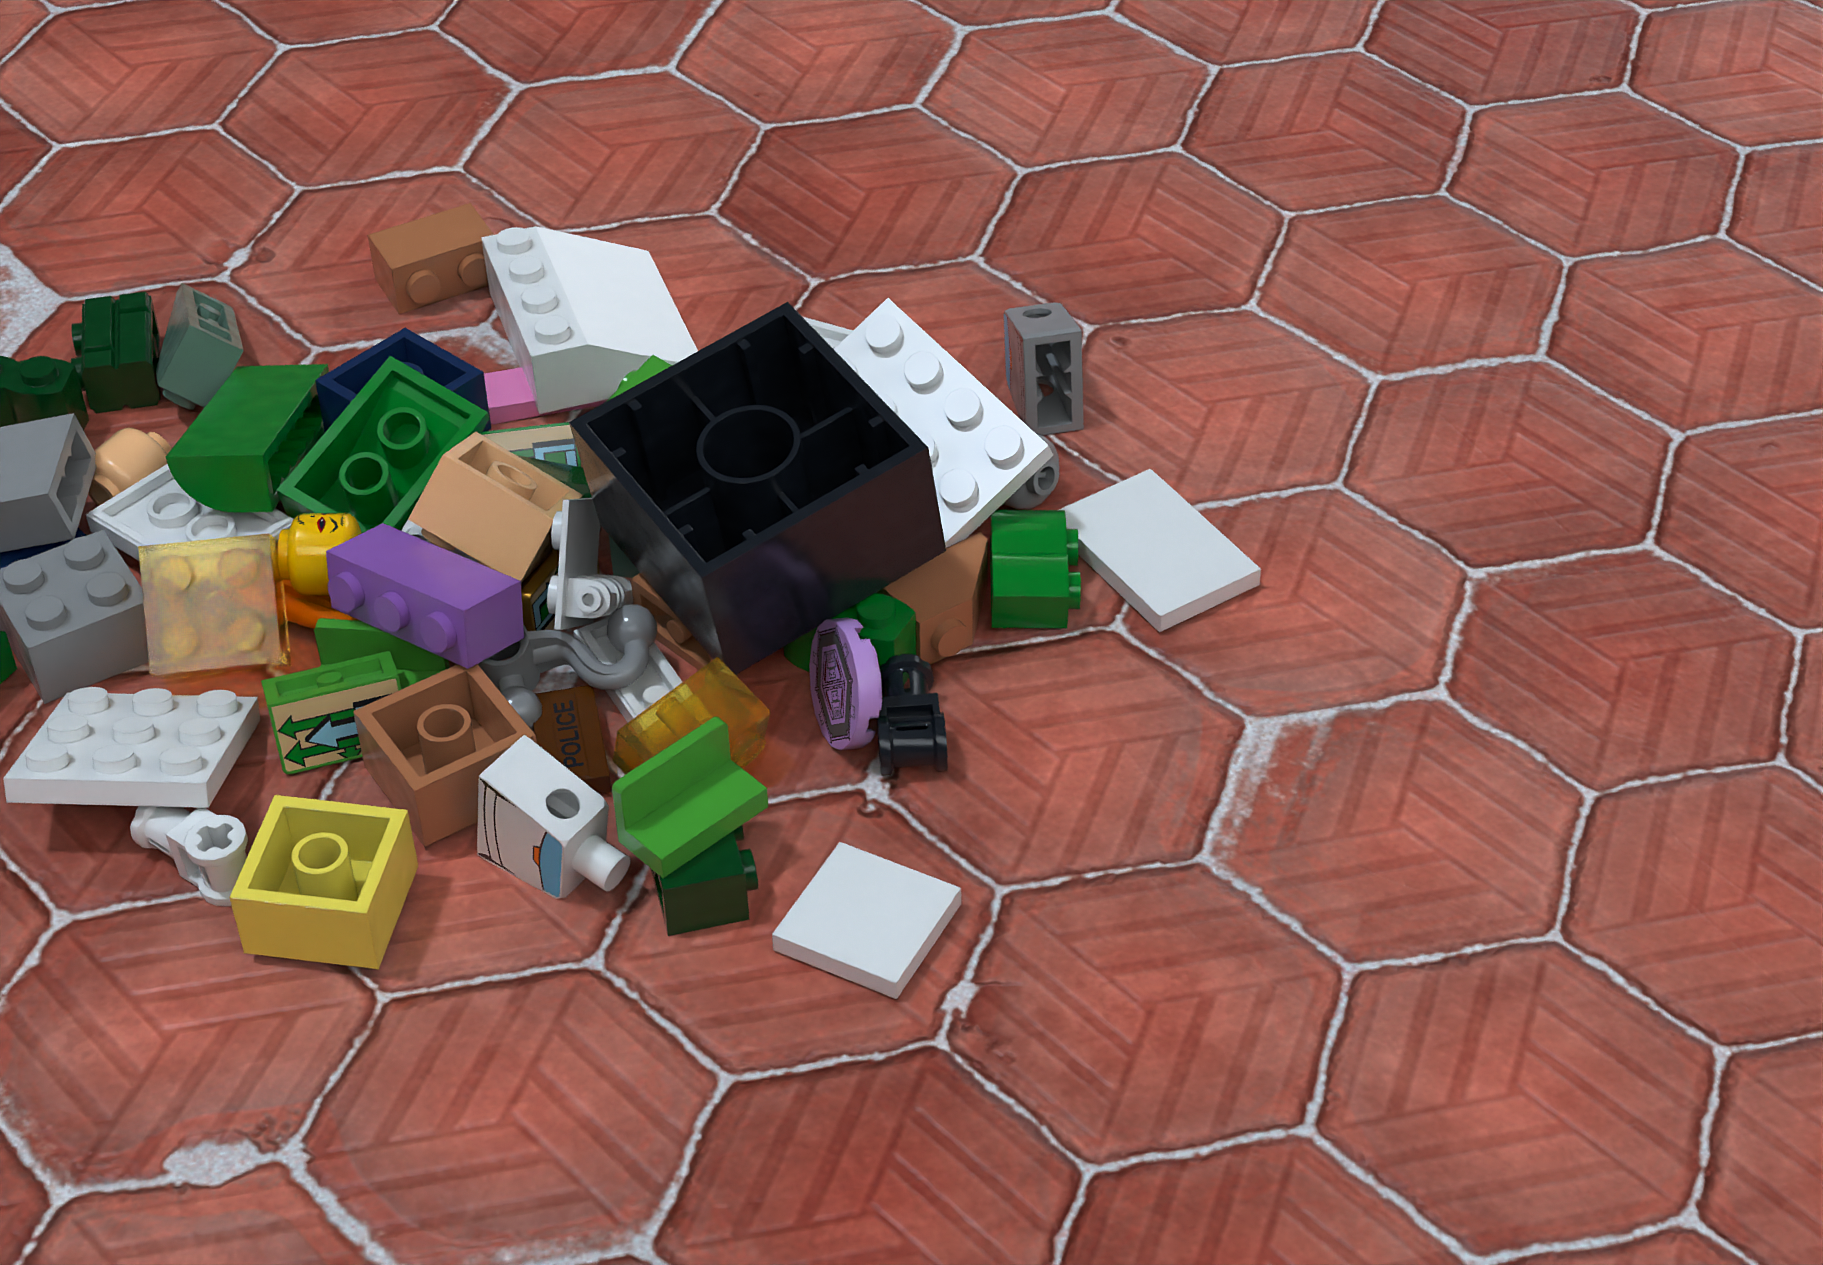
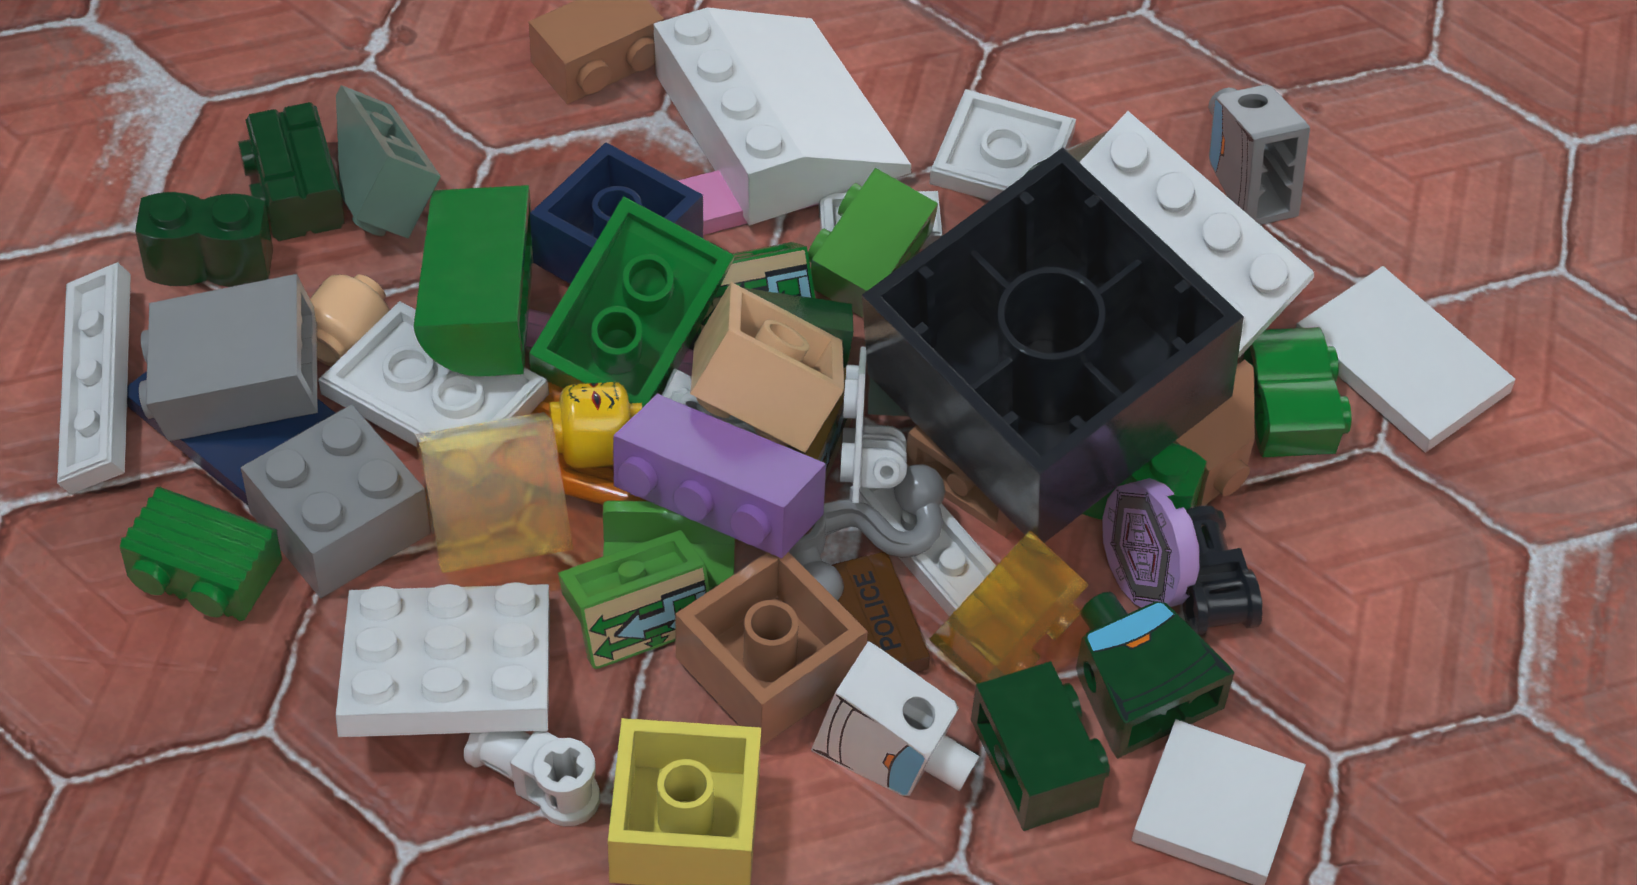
camera: 10 degrees left, 10 degrees up
(685, 799) = (1039, 703): bright green panel -> none
(820, 796) = (1146, 672): none -> dark green torso

